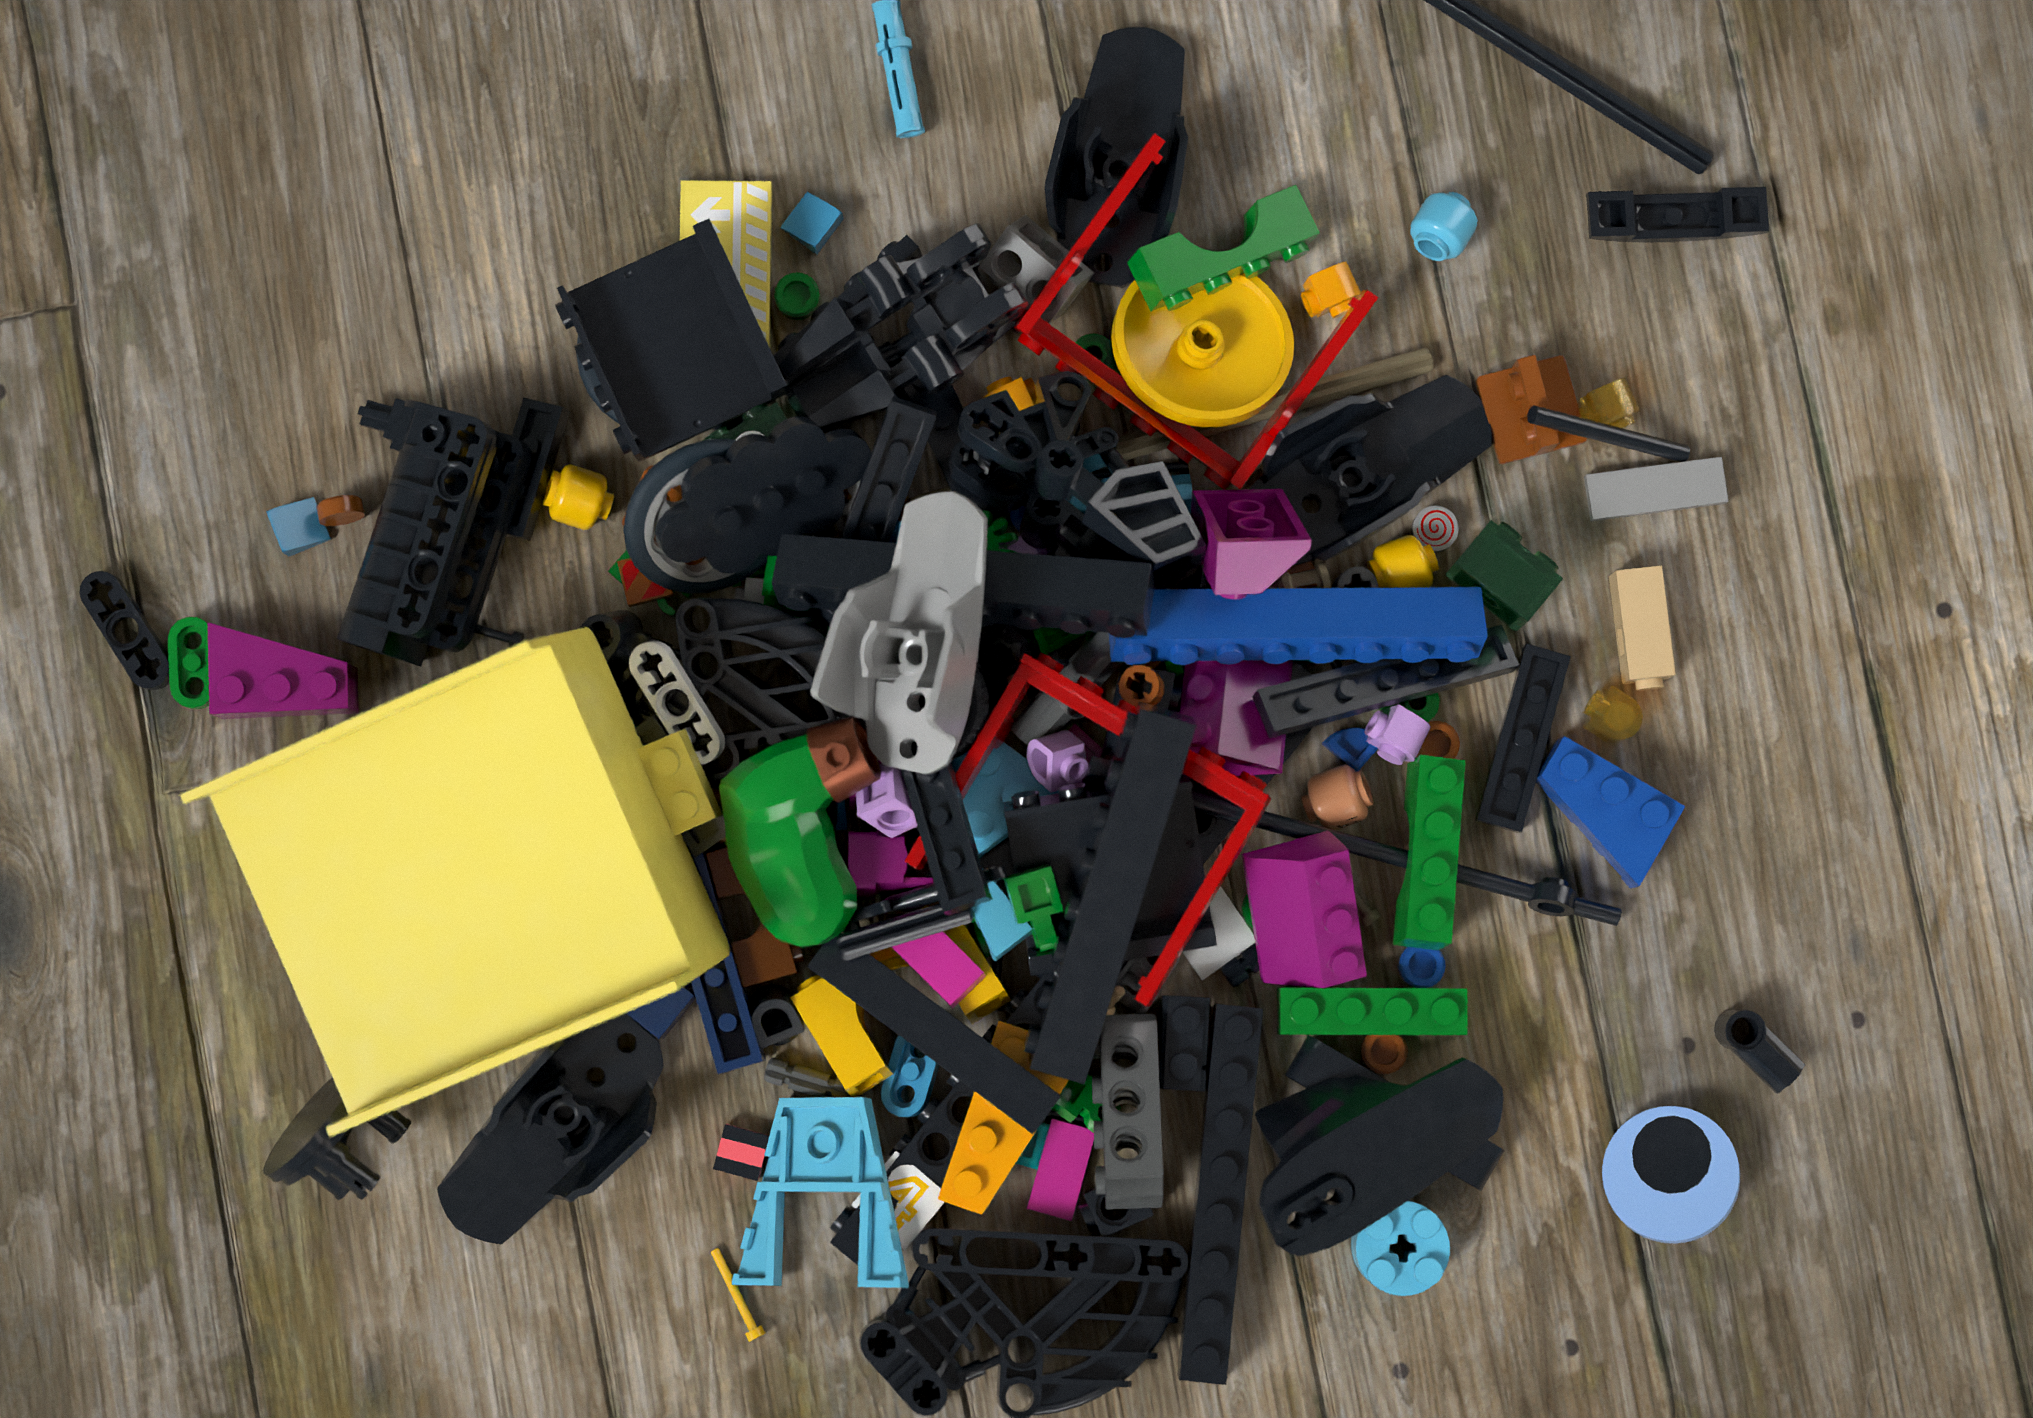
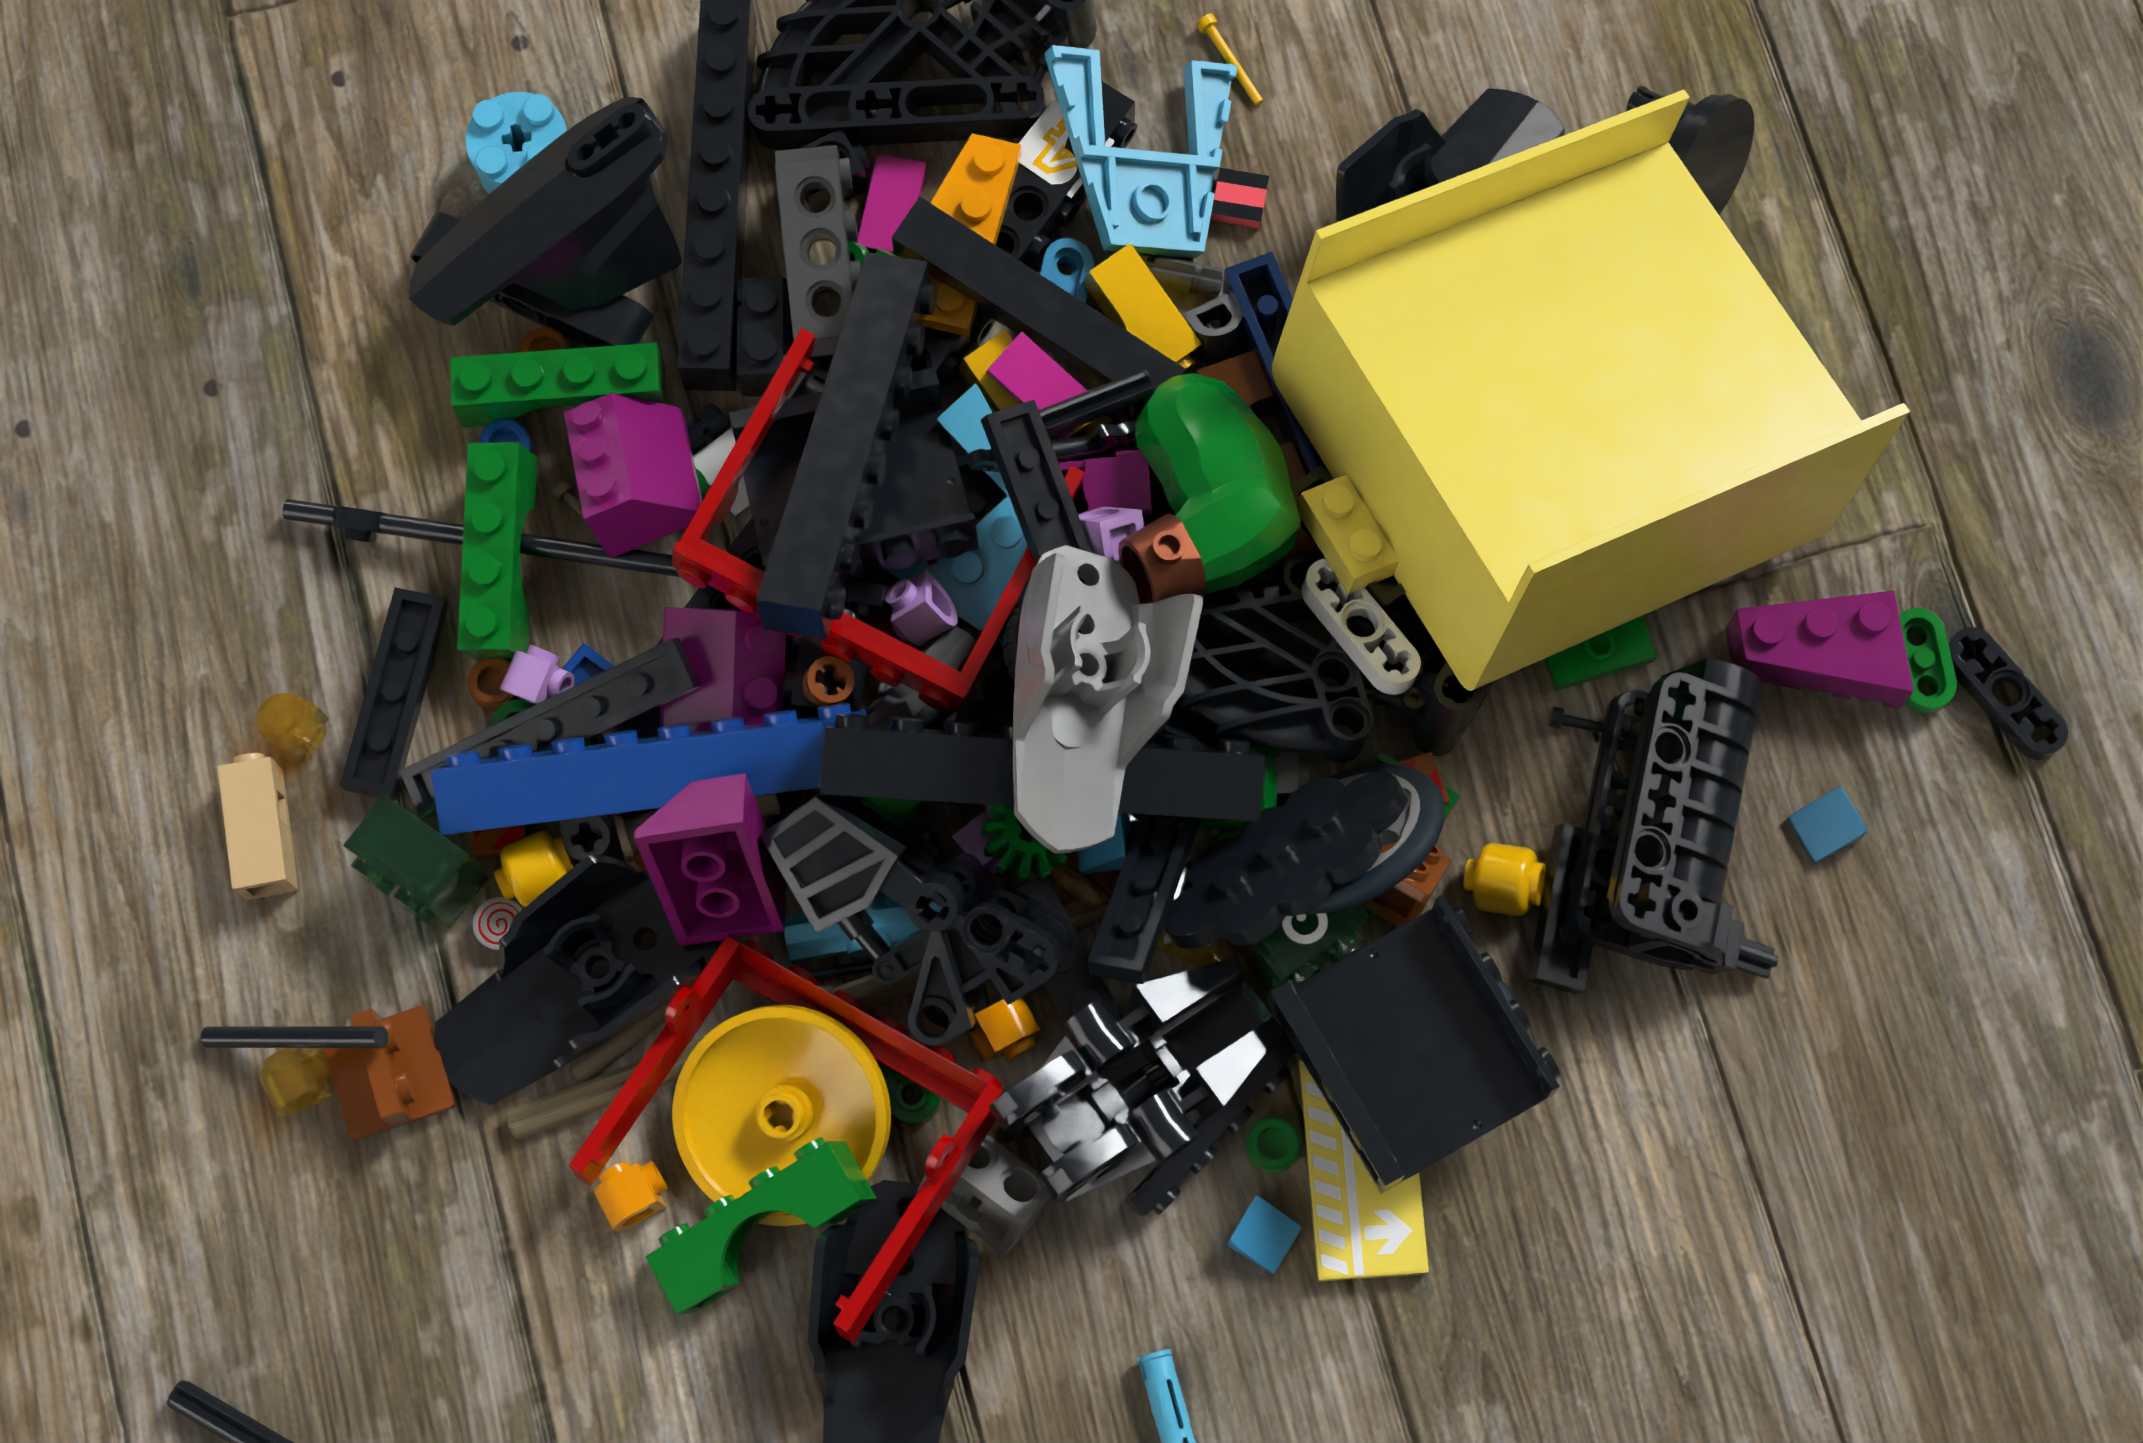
camera: 175 degrees right, 10 degrees down
(340, 510) = (1781, 844): dark orange tile -> none
(1034, 899) = (935, 444): green plate -> none
(1338, 797) = (603, 609): nougat head -> none
(1443, 226) = (496, 1284): medium azure head -> none
(1610, 807) = (292, 621): blue wedge -> none
(1656, 489) = (241, 991): light grey tile -> none
(1671, 1174) = (228, 243): light blue piece -> none
(1677, 216) = (211, 1322): black slope -> none
(1760, 1050) = (132, 382): black piece -> none

